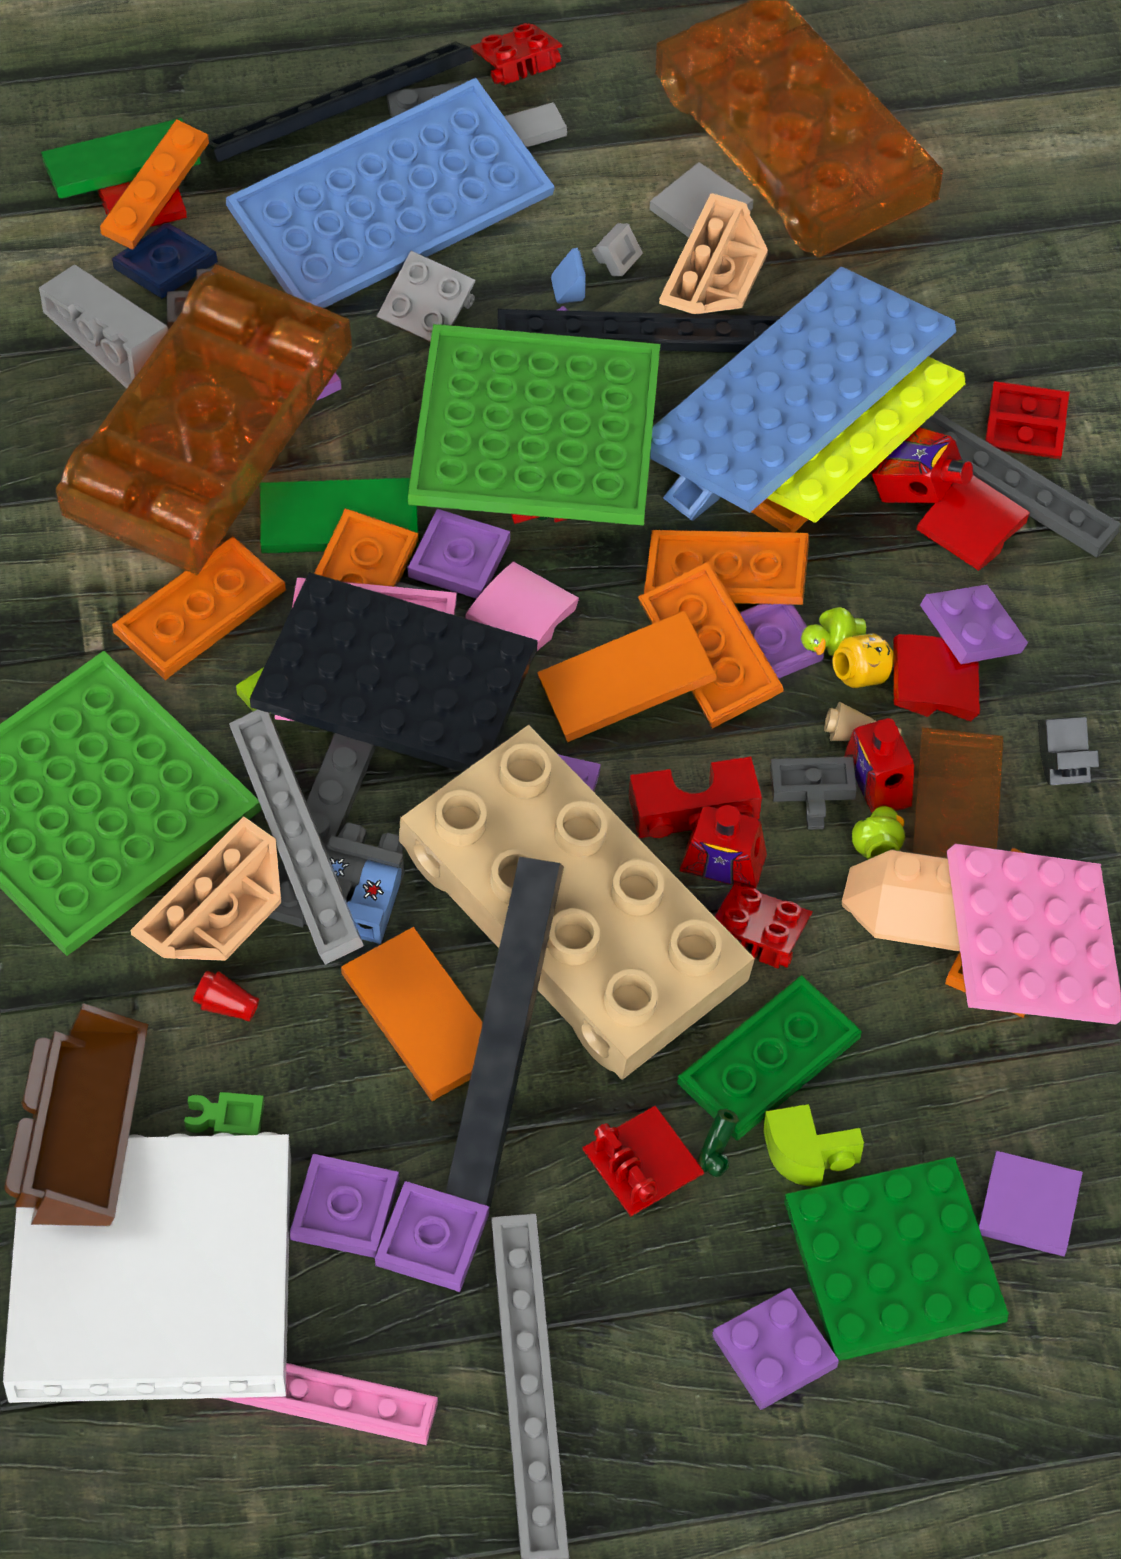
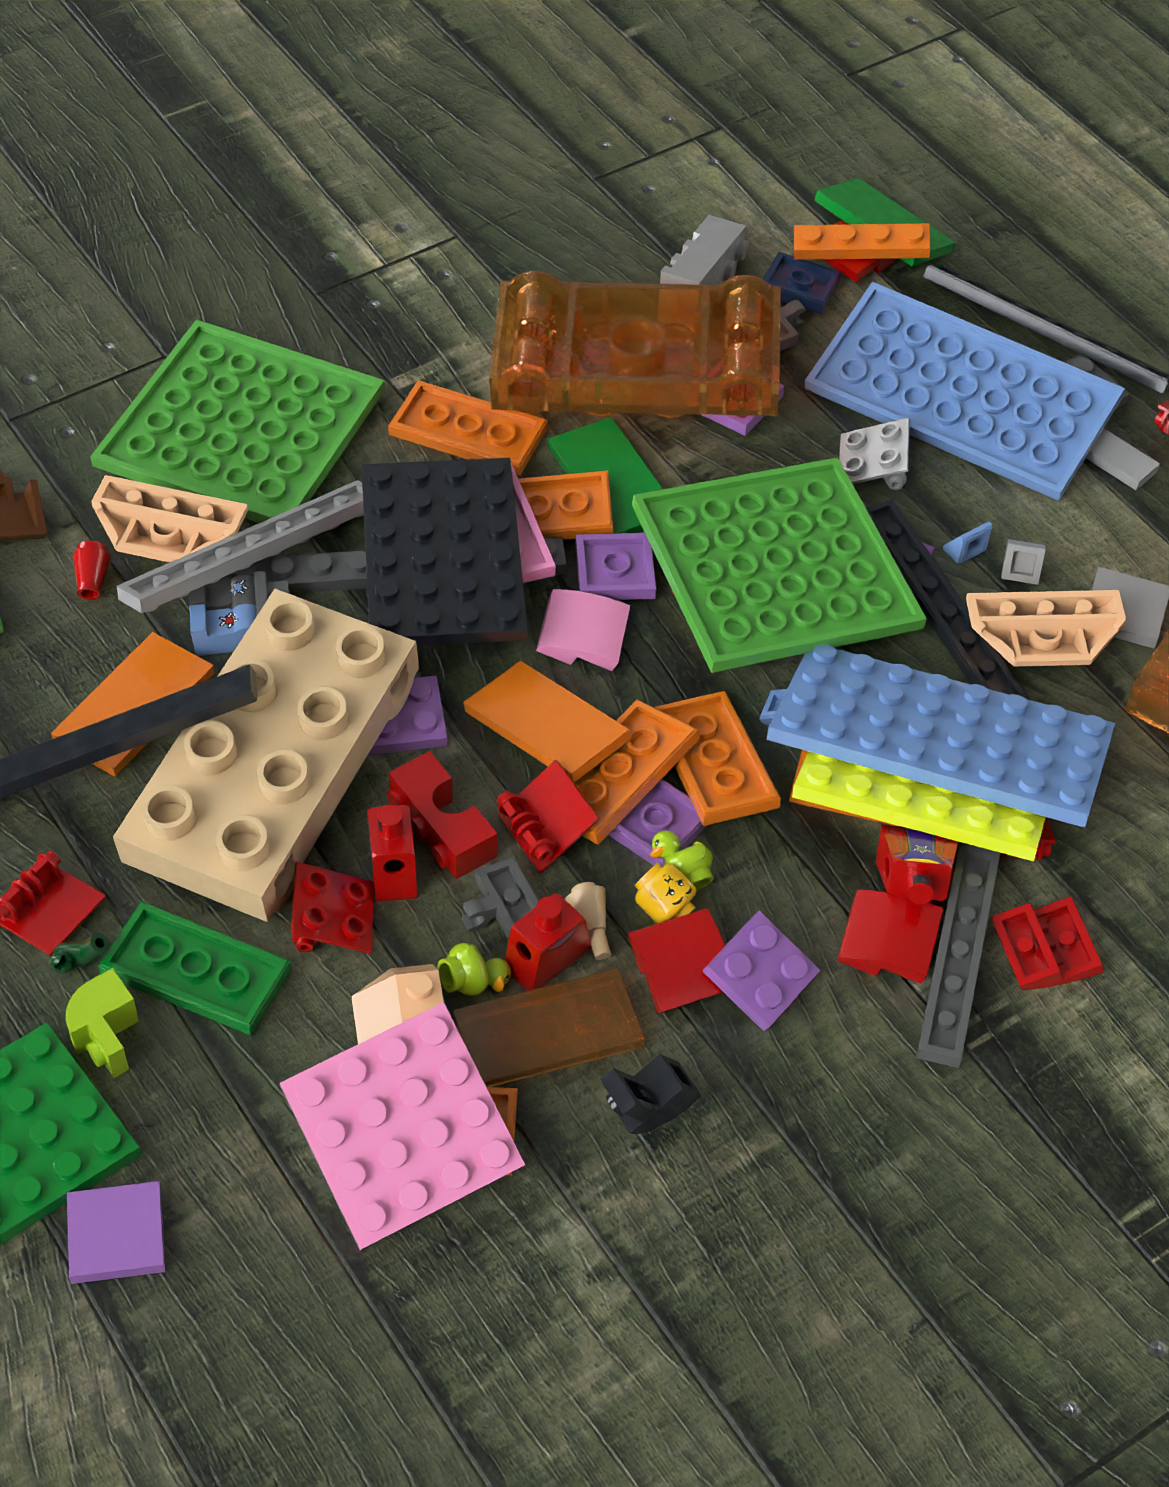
camera: 65 degrees right, 5 degrees down
(740, 714) = (547, 815): none -> red hinge

